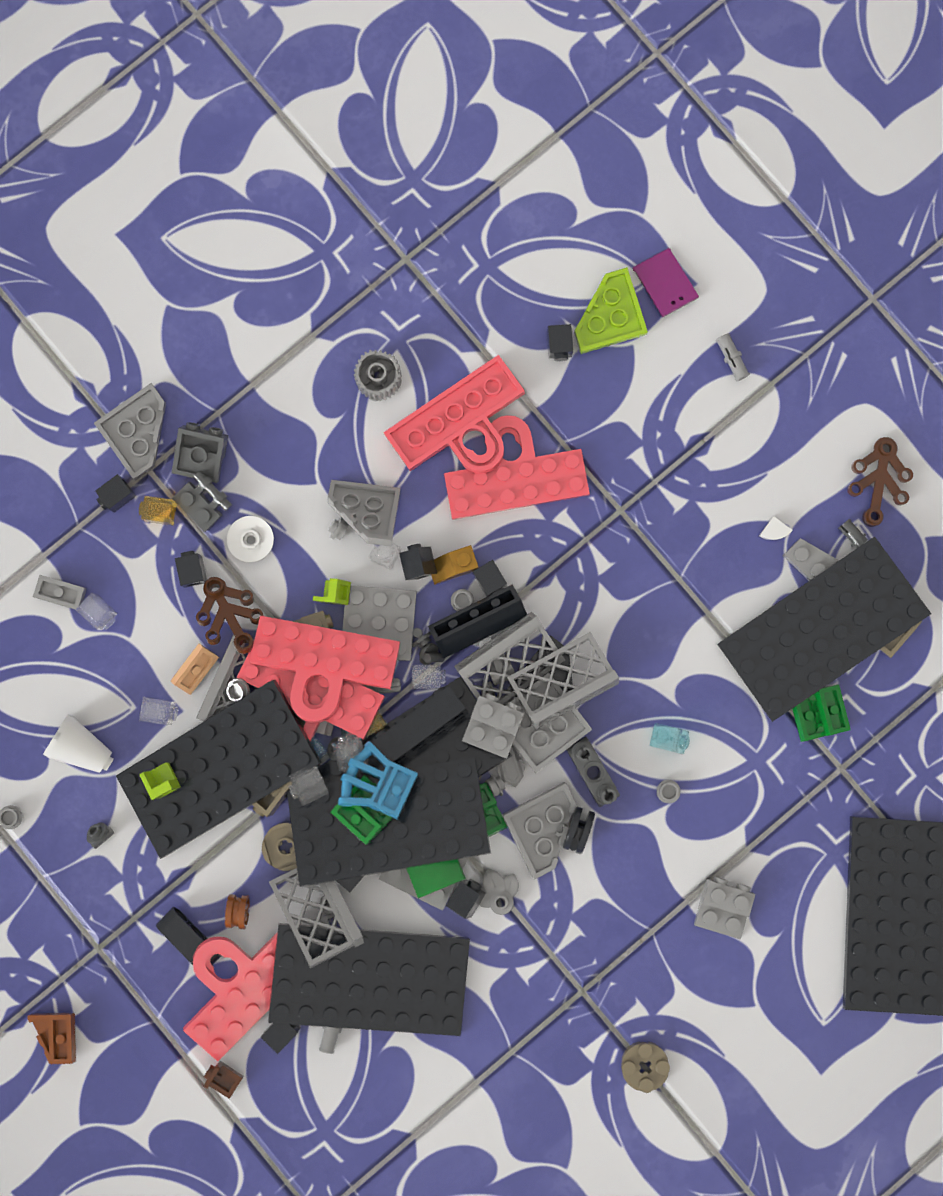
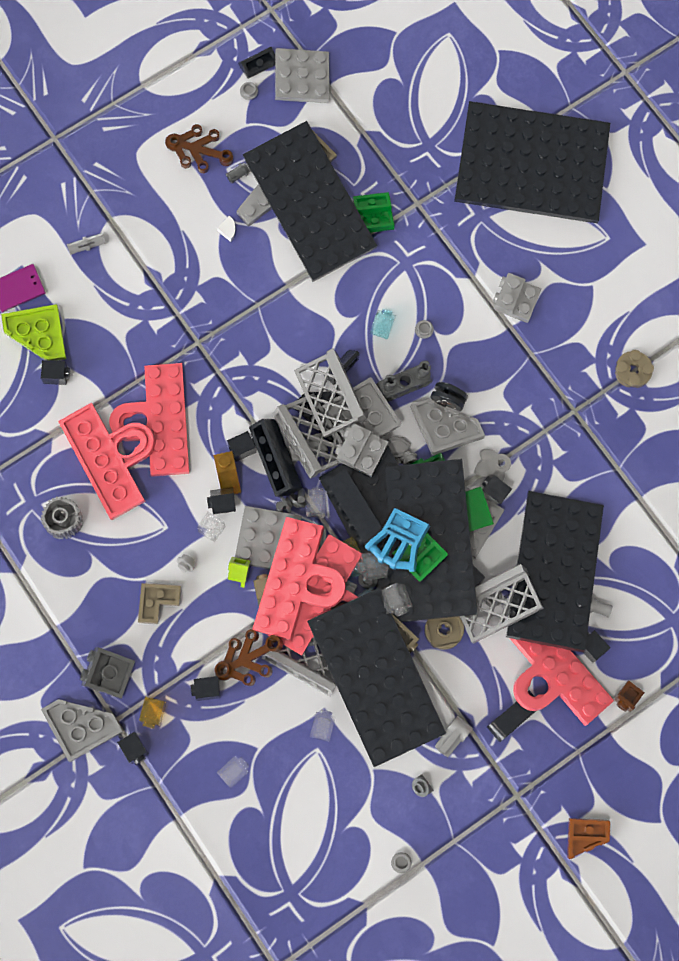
camera: 90 degrees left, 10 degrees down
(59, 592) = (212, 804): light grey plate -> none
(78, 747) = (346, 796): white cone -> none
(160, 781) = (382, 723): lime panel -> none
(164, 871) = (456, 733): none -> light grey piece
(194, 669) = (290, 692): light nougat plate -> none
(198, 506) = (153, 678): dark grey plate -> none
(237, 689) = (312, 654): light grey plate -> none
(237, 911) = (494, 672): dark orange wheel -> none
(238, 539) = (185, 626): white dish -> none
(292, 493) = (152, 597): none -> dark tan plate
(367, 509) = (172, 536): light grey plate -> none
(461, 599) = (256, 470): light grey plate -> none
(615, 697) = (347, 361): none -> black slope

